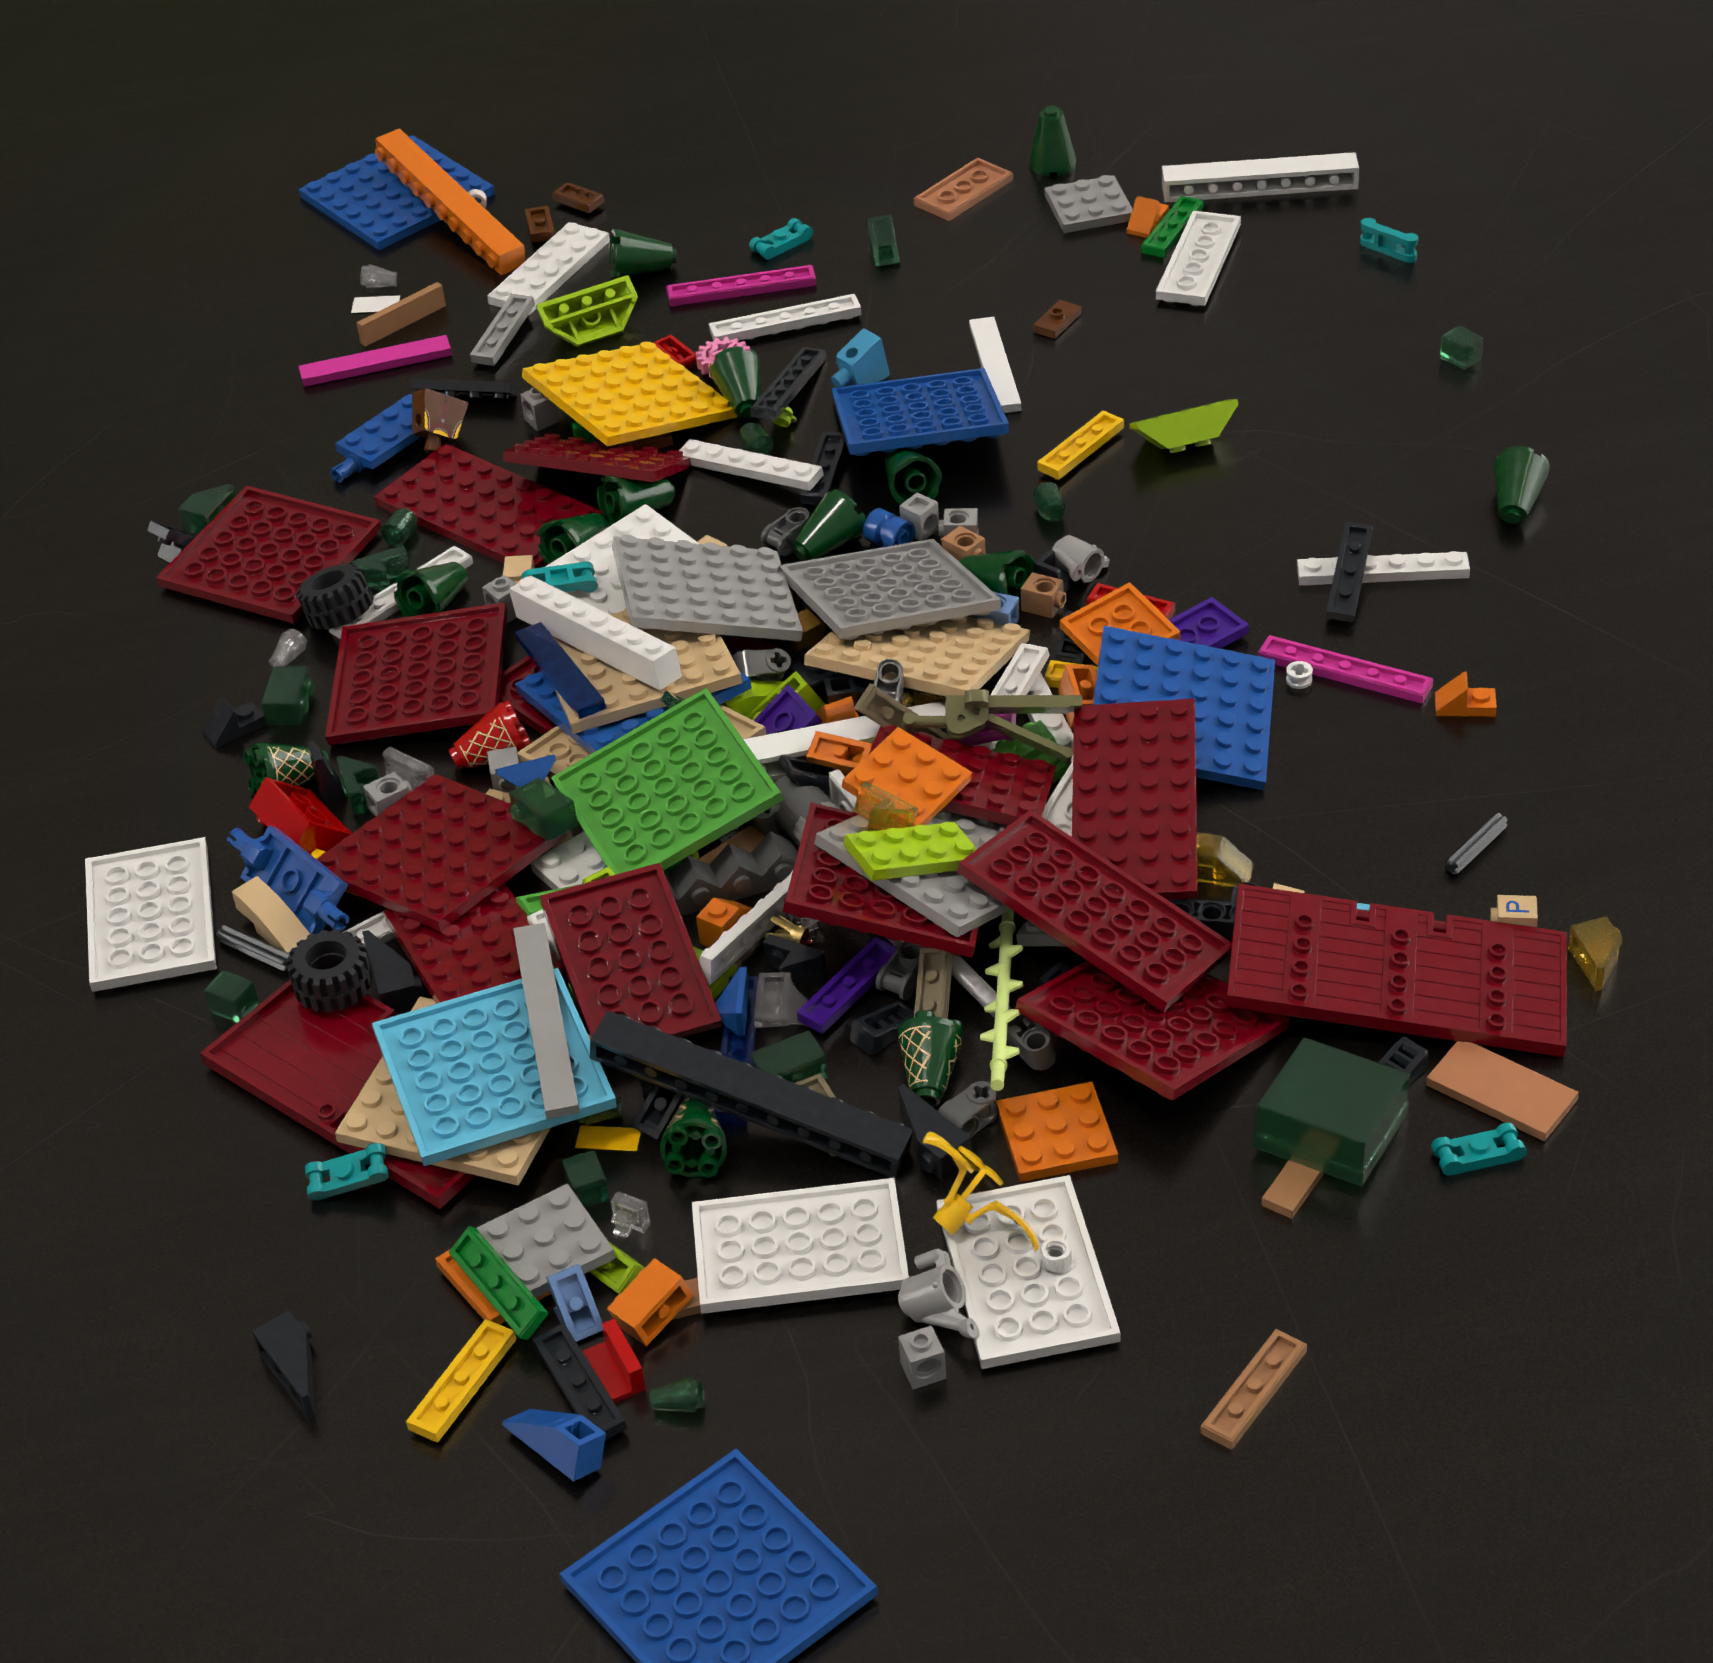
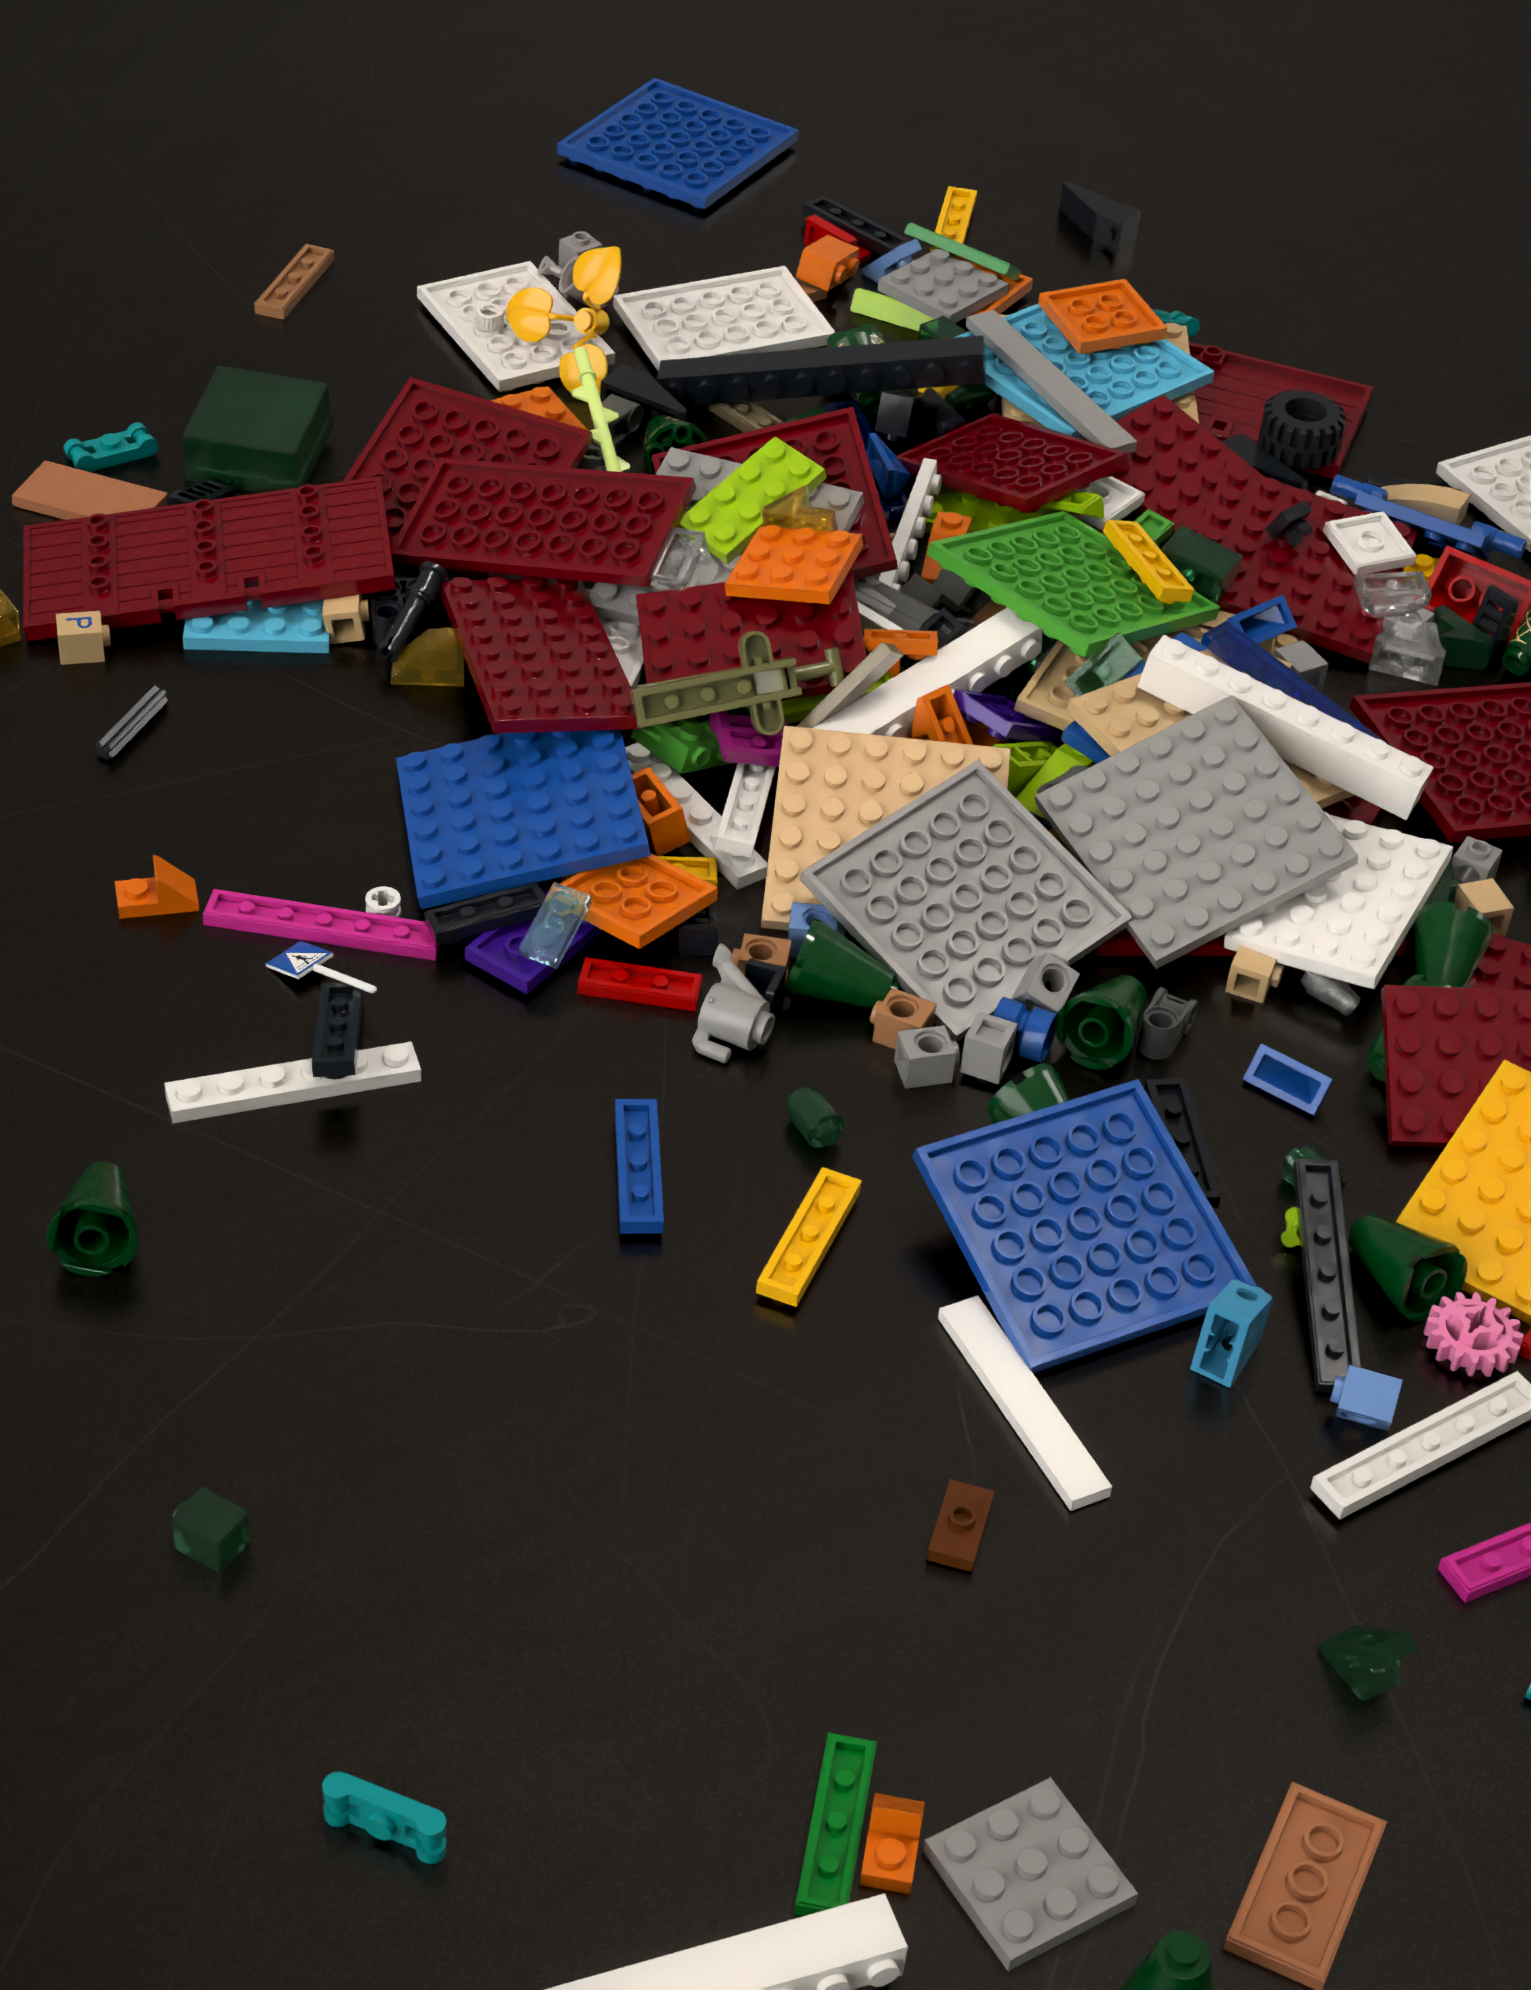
camera: 155 degrees right, 0 degrees up
(231, 996) = (1392, 434): clear green panel -> none
(371, 837) = (1369, 543): none -> white tile
(392, 788) = (1392, 593): none -> clear slope
(434, 840) = (1292, 524): none -> black tile
(440, 1087) = (1102, 316): none -> orange plate
(493, 731) = (1339, 679): red cone -> none
(562, 1439) = (851, 188): blue slope -> none
(567, 576) = (1395, 832): teal plate -> none
(591, 800) = (1148, 561): none -> yellow plate
(629, 1214) = (888, 322): clear tile -> none
(681, 1396) = (770, 228): clear green cone -> none
(725, 499) = (1288, 1079): none -> blue slope
(752, 465) = (1294, 1125): white plate -> none
(799, 331) = (1366, 1397): none -> medium blue brick
(864, 536) = (1057, 972): none -> light grey brick
(891, 687) = (881, 715): dark grey piece -> none
(992, 823) = (684, 562): none -> clear slope
(1171, 492) = (638, 1166): none -> blue plate
(1184, 606) = (555, 925): none -> clear light blue plate
(1186, 426) = (661, 1273): lime wedge -> none
(1198, 258) = (752, 1723): white plate -> none
(1218, 884) = (419, 598): none -> black pin
(1232, 638) = (484, 913): none -> black tile
(1364, 643) = (306, 957): none -> piece

